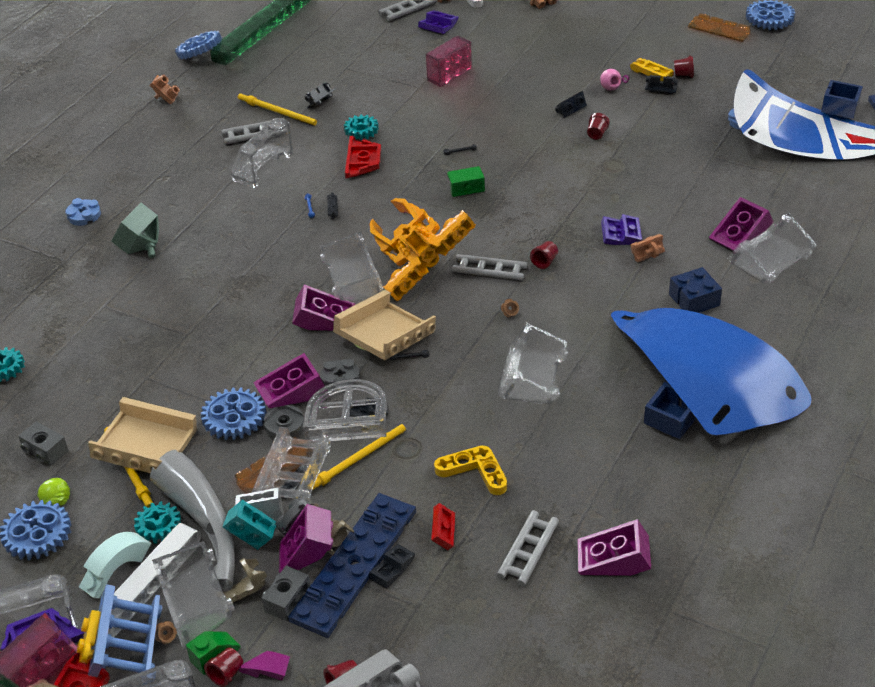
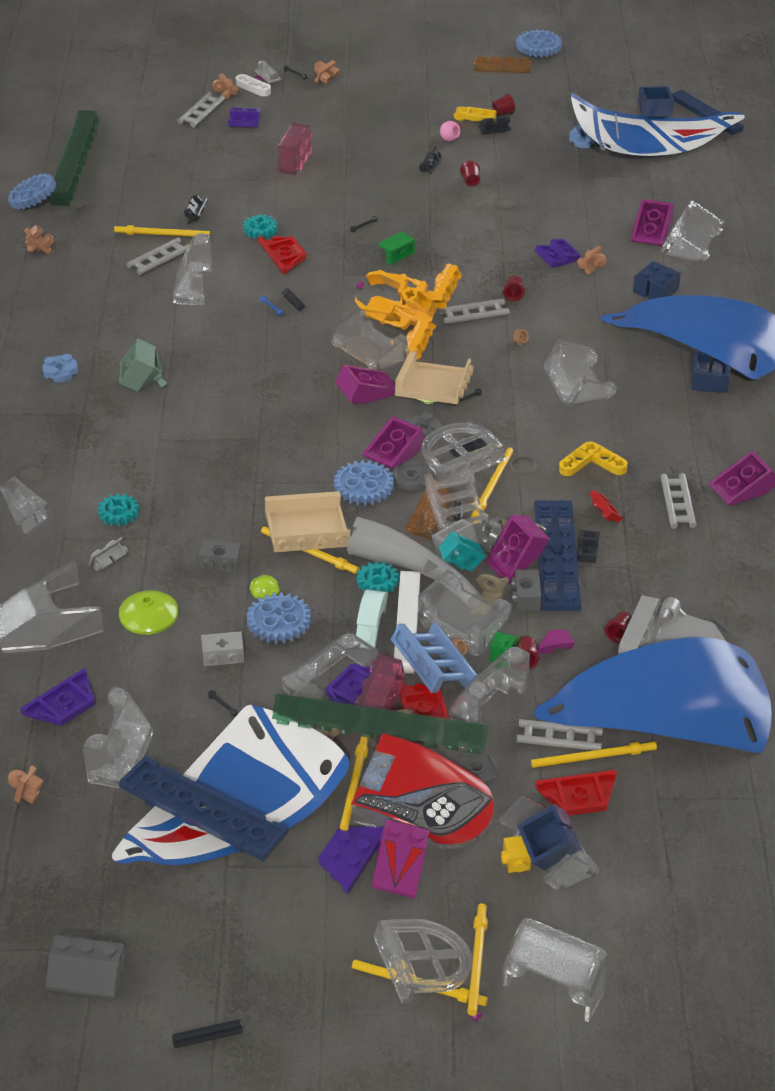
camera: 30 degrees left, 0 degrees up
(90, 627) = (413, 669): yellow hinge -> none

